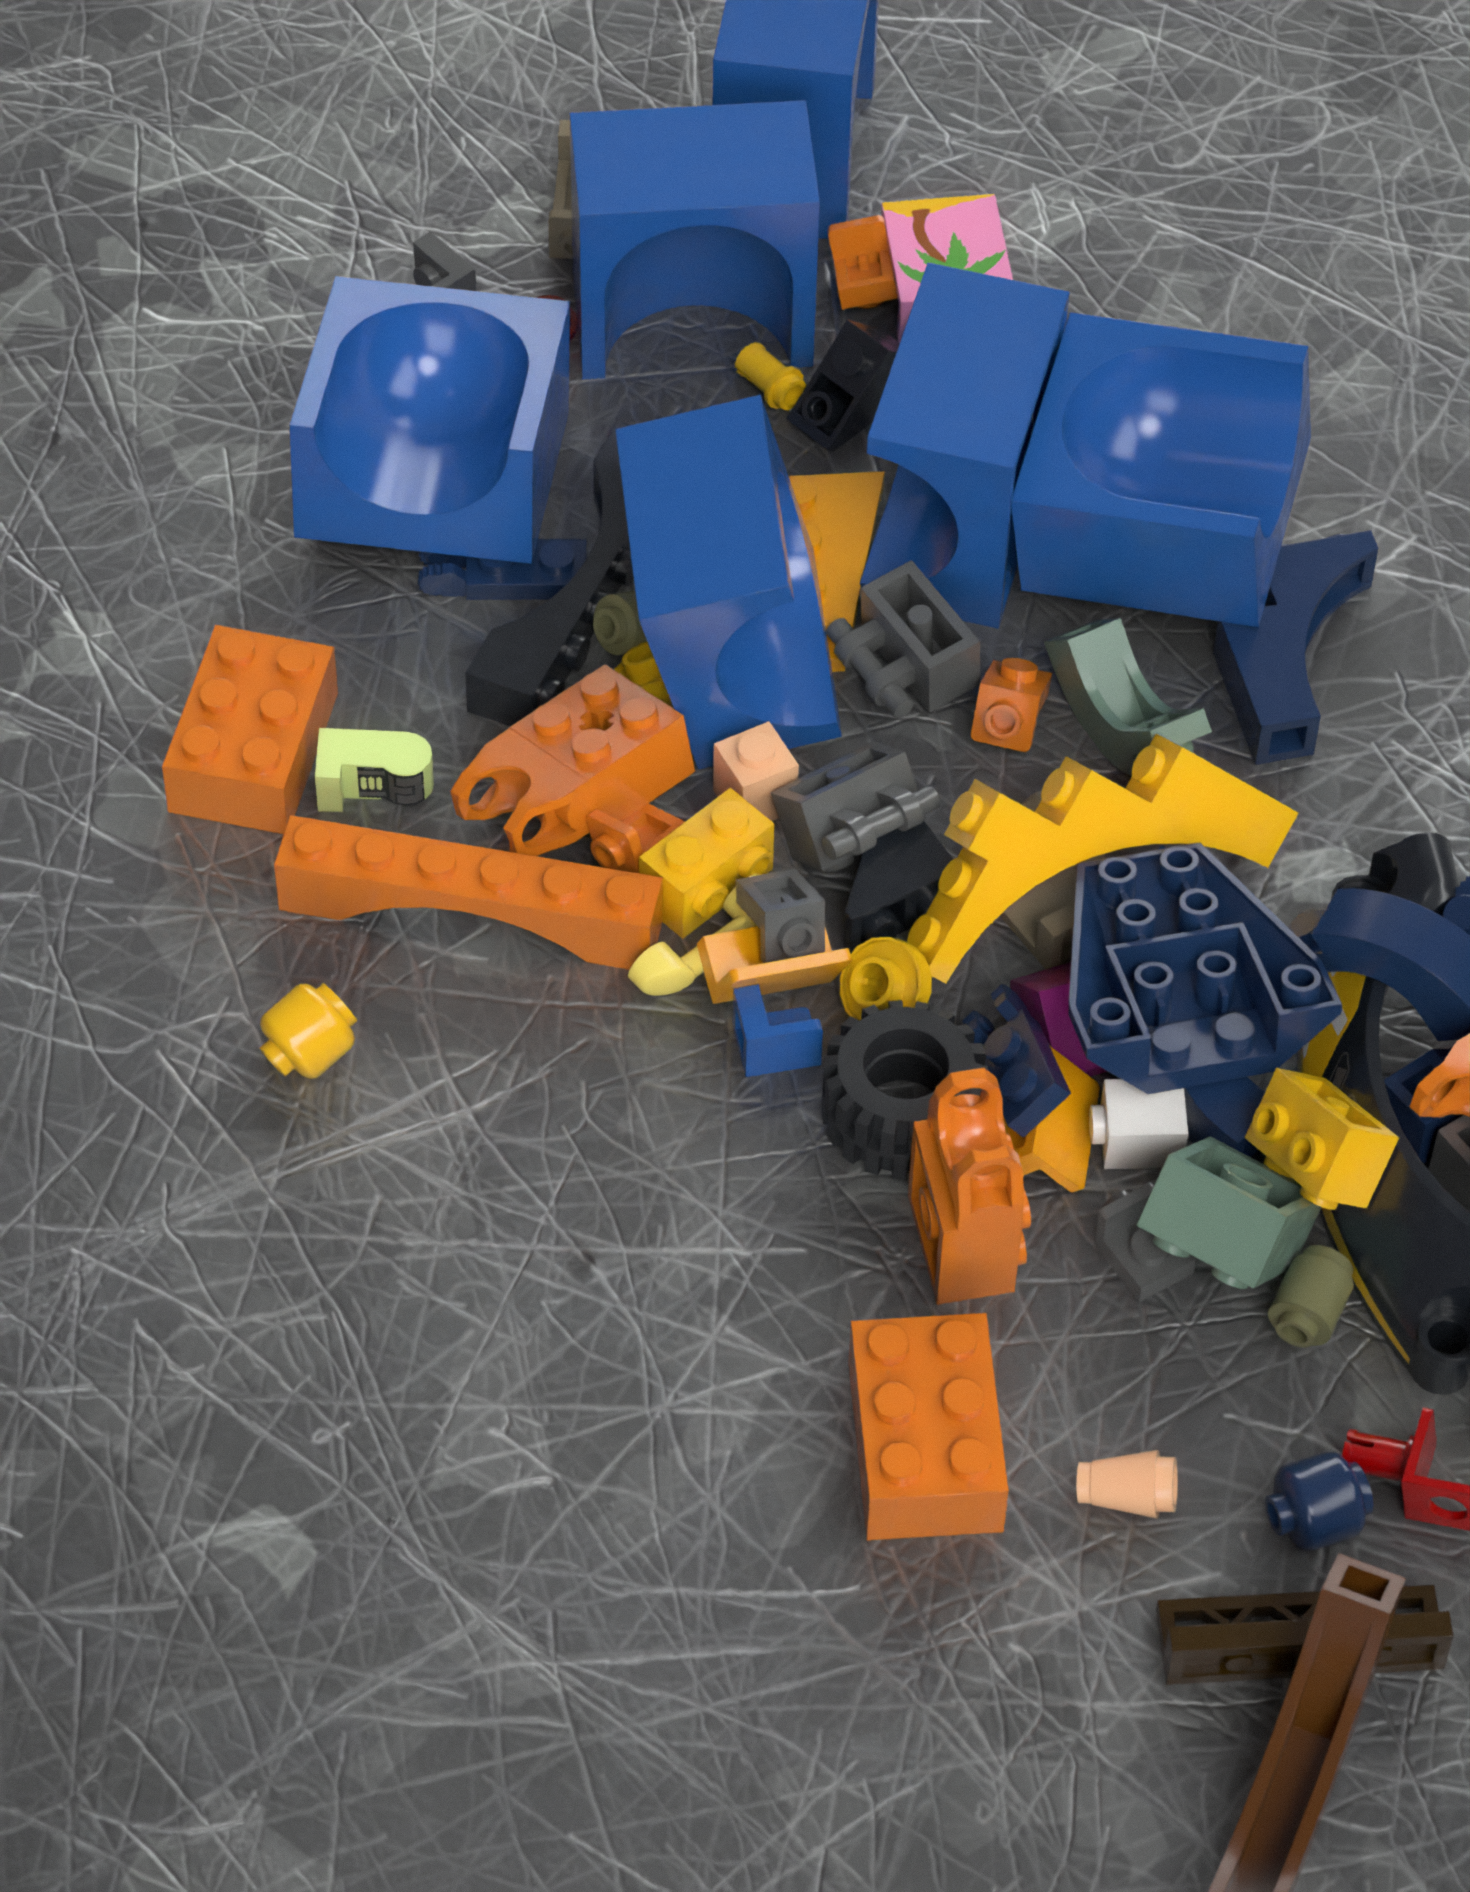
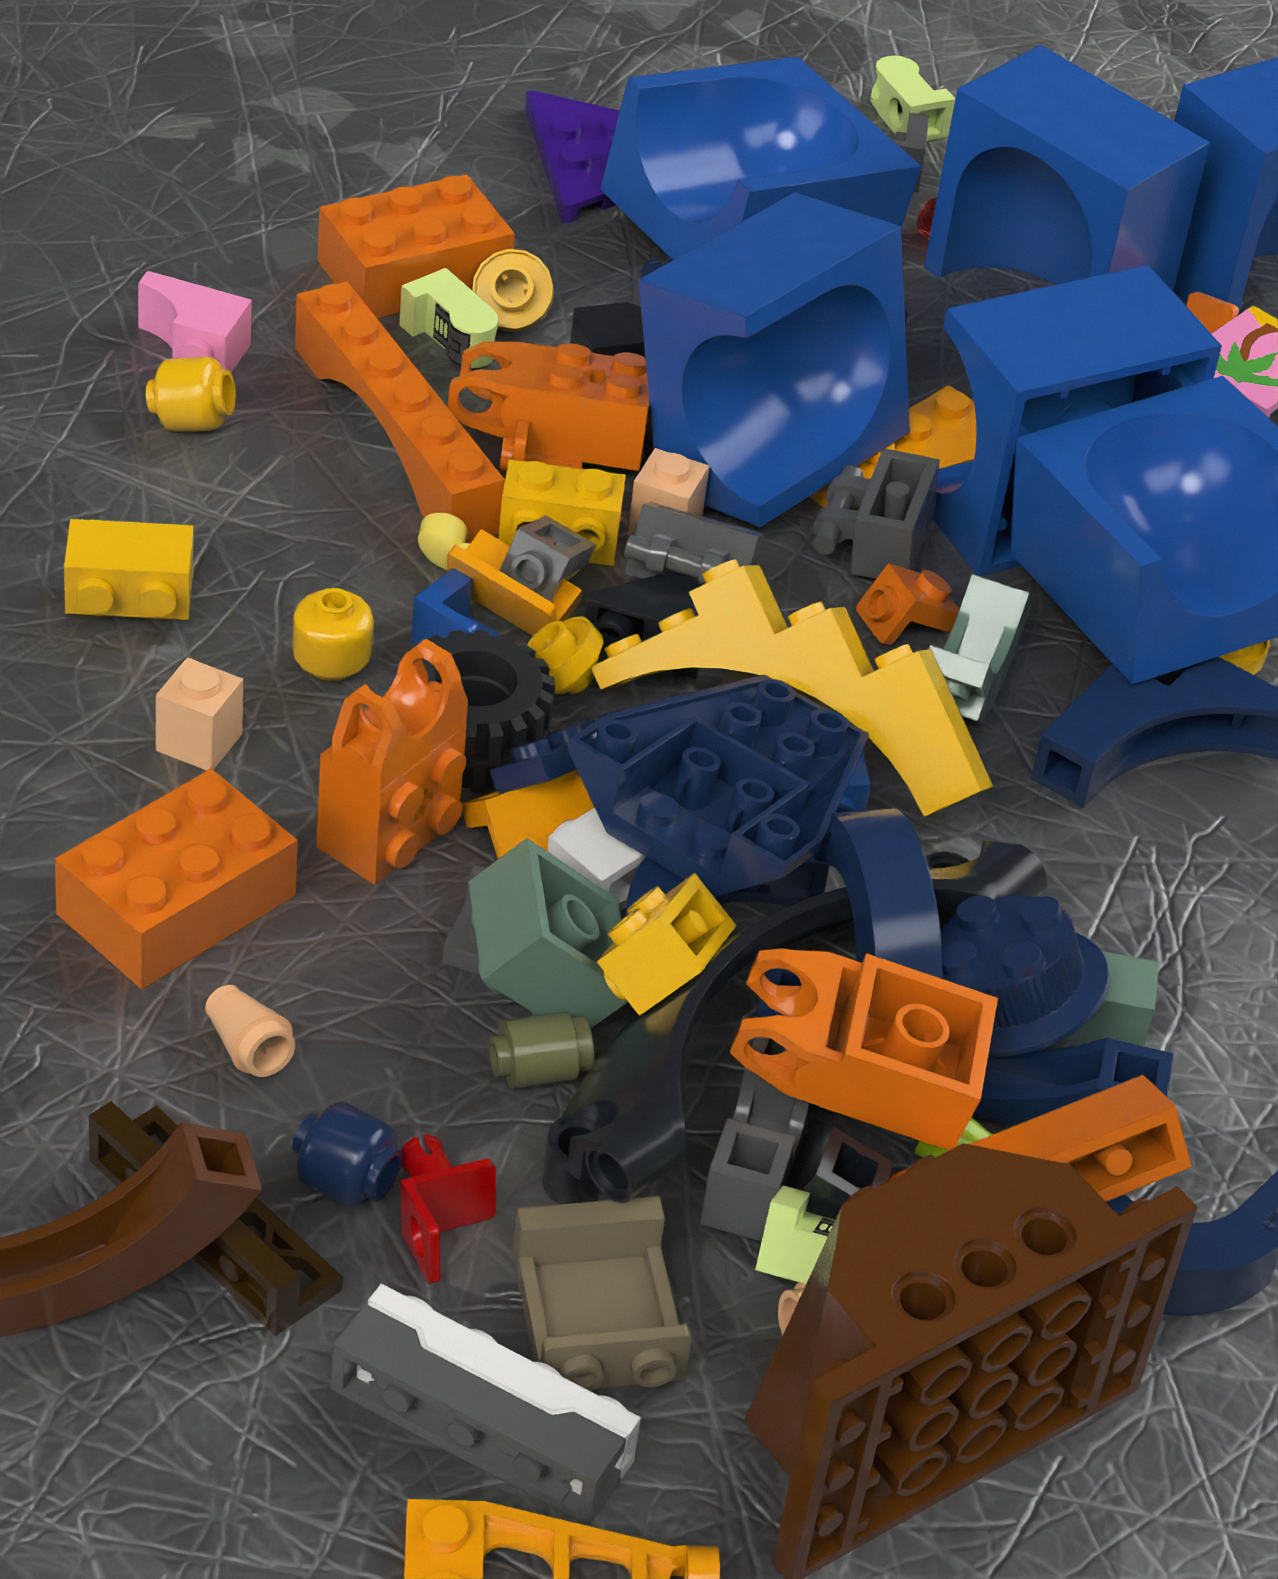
camera: 45 degrees right, 10 degrees down
(208, 506) = (574, 149): none -> dark purple wing
(210, 964) = (195, 319): none -> bright pink arch
(364, 225) = (903, 91): none -> yellowish green leg
(380, 694) = (515, 288): none -> yellow plate
(518, 1225) = (128, 569): none -> yellow brick
(725, 1127) = (332, 634): none -> yellow head
(742, 1288) = (199, 714): none -> light nougat brick

